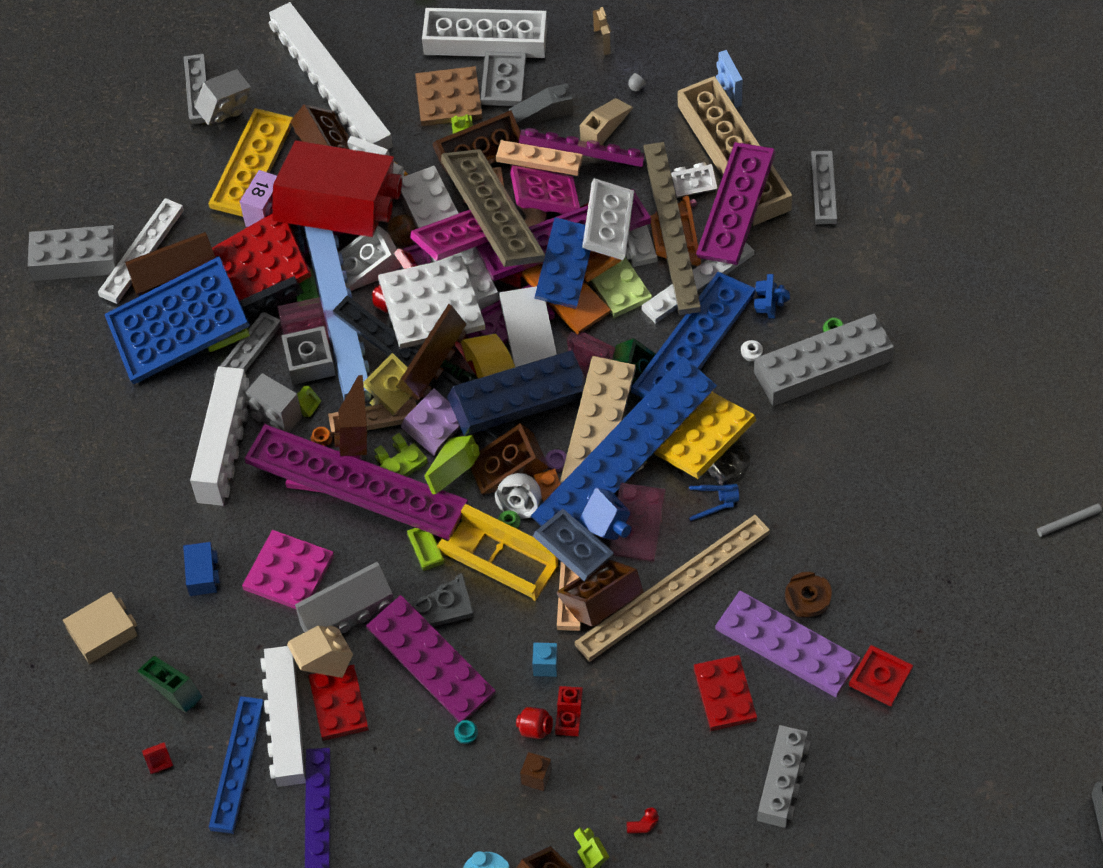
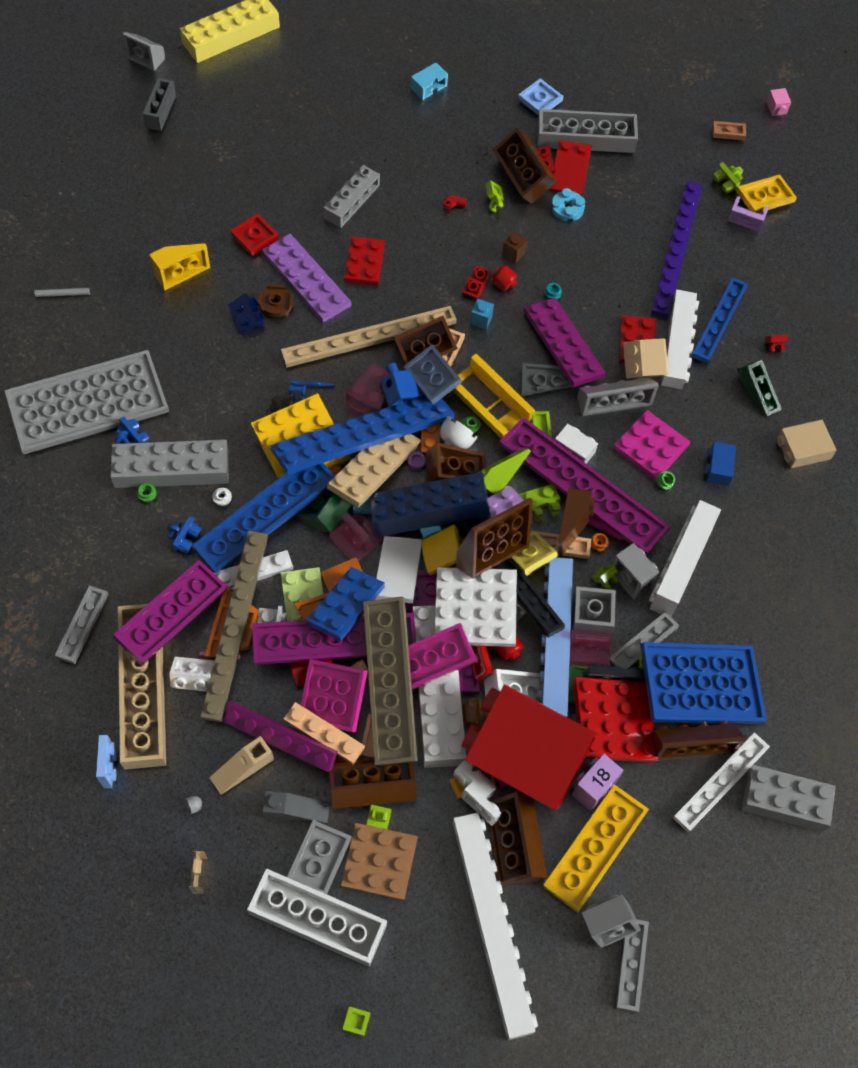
camera: 170 degrees left, 5 degrees up
(261, 529) = (668, 476): none -> bright green plate
(378, 533) = (577, 443): none -> white brick
(608, 219) = (292, 624): white tile -> none
(833, 564) = (246, 313): none -> clear blue bracket
(893, 382) = (128, 433): none -> blue hips
(950, 585) = (178, 263): none -> yellow slope
(955, 400) = (85, 401): none -> light grey plate

